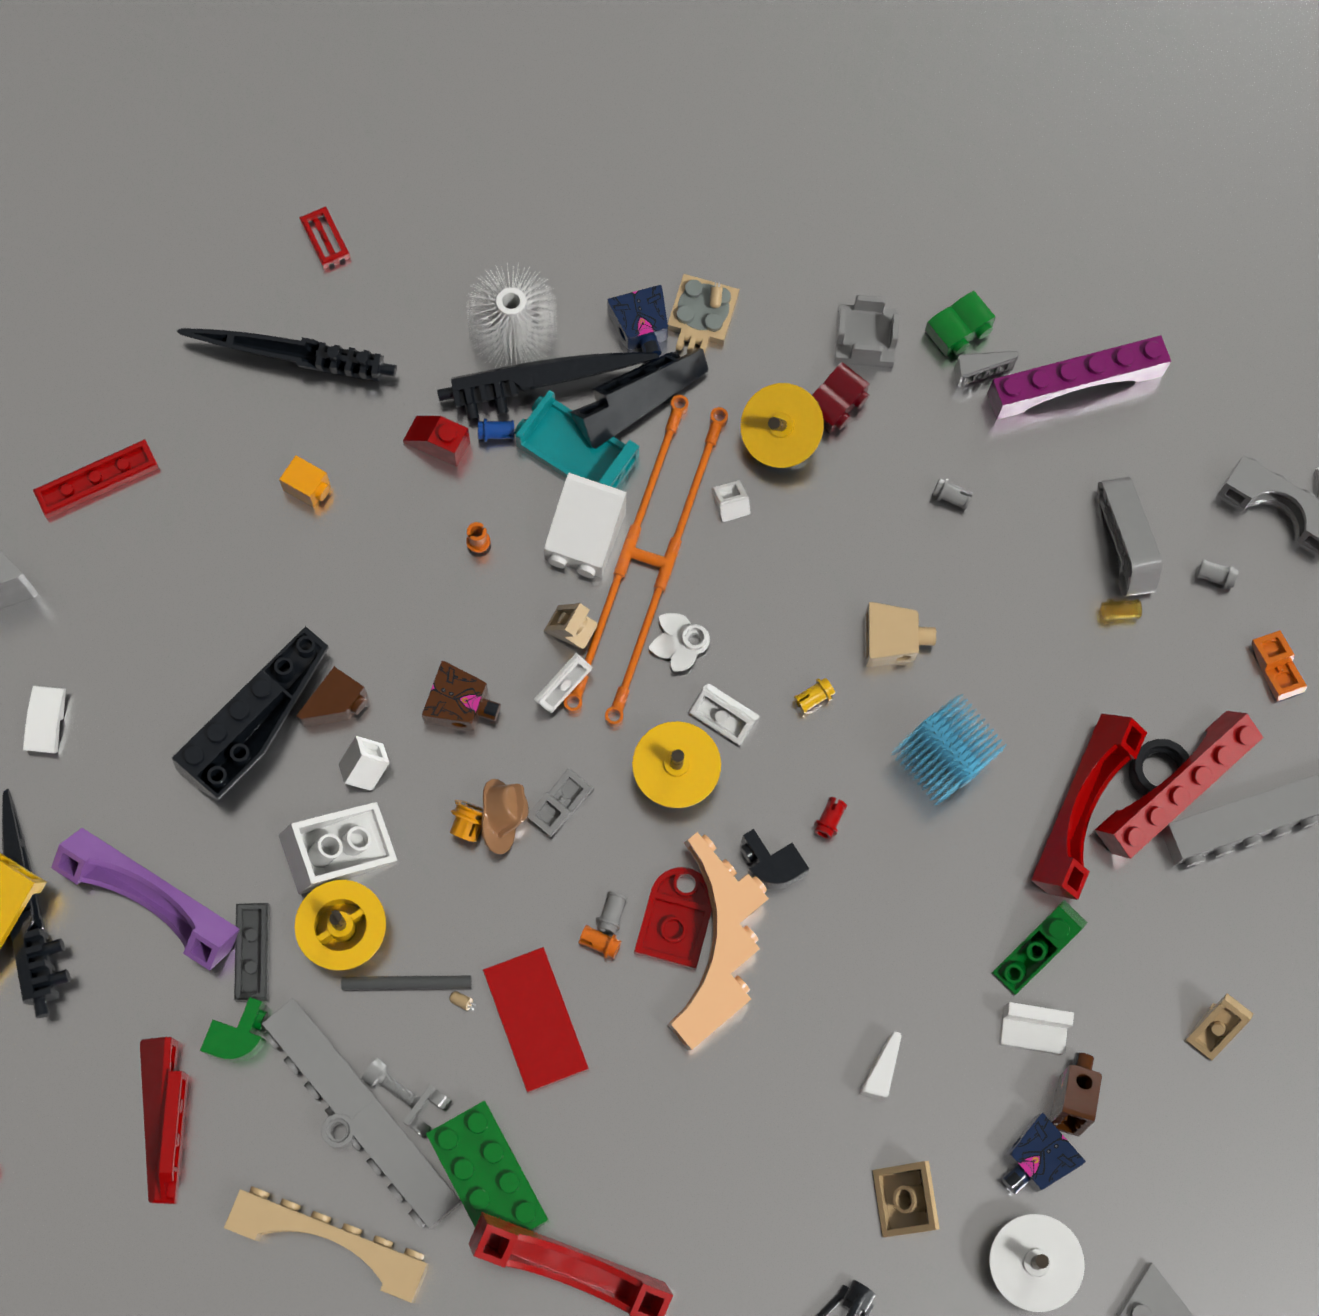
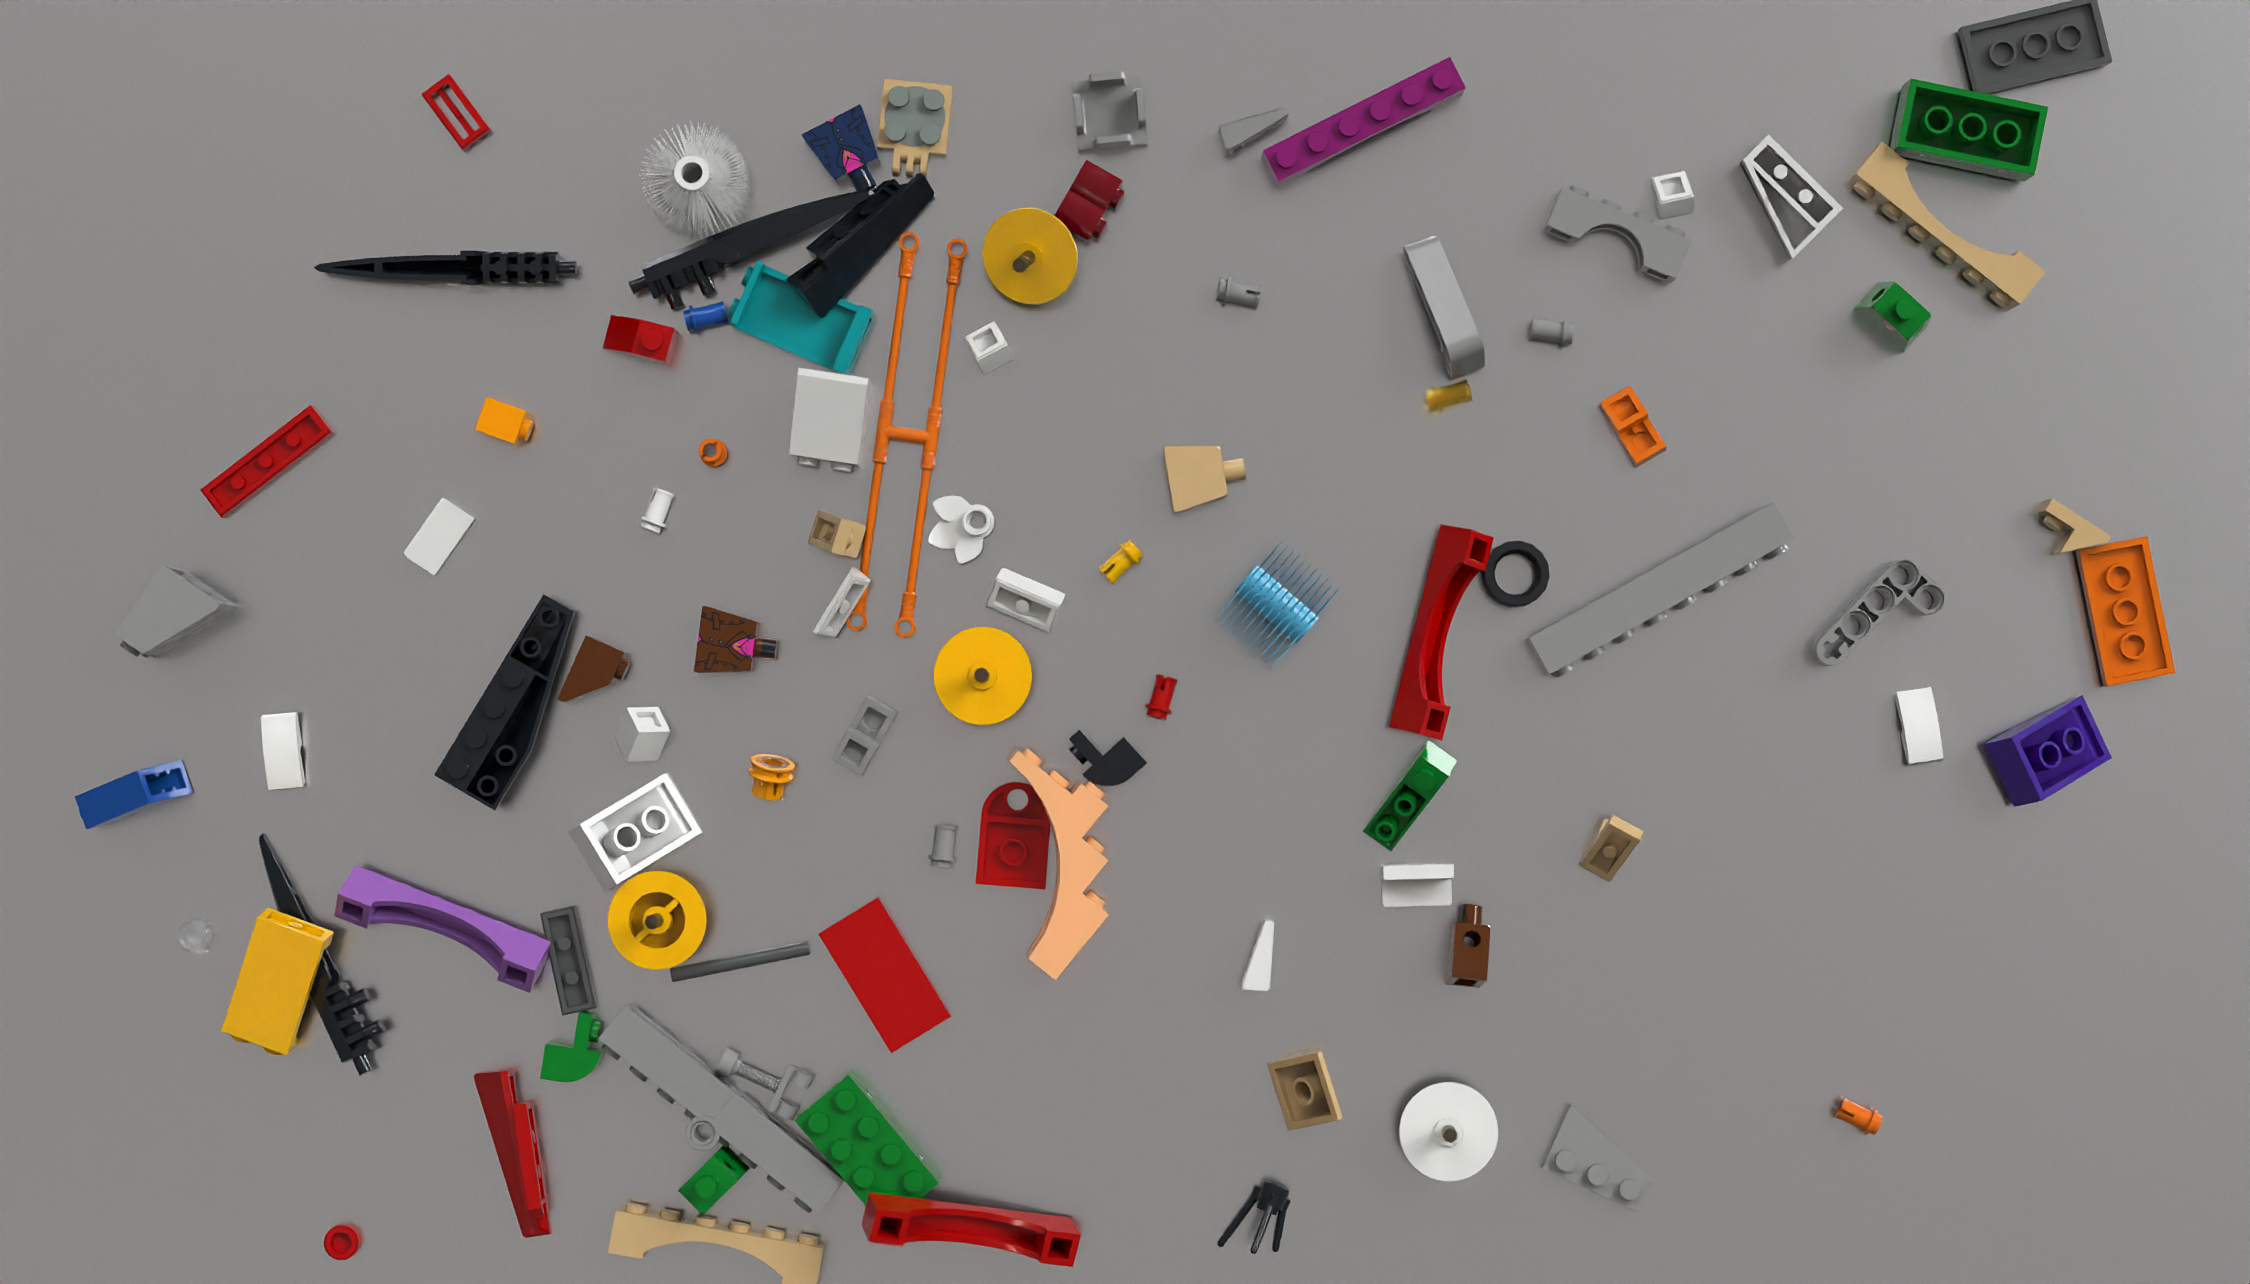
camera: 10 degrees left, 15 degrees up
(226, 565) = (438, 536): none -> white slope
(336, 1179) = (713, 1179): none -> green torso
(419, 578) = (656, 510): none -> white pin
(461, 1000) = (802, 969): tan piece -> none
(503, 812) = (804, 763): medium nougat piece -> none
(600, 942) = (937, 880): orange pin -> none
(716, 296) = (926, 103): tan piece -> none
(960, 323) = (1217, 80): green brick -> none
(1040, 1156) = (1439, 1020): dark blue torso -> none
(1137, 824) = (1579, 538): arch -> none

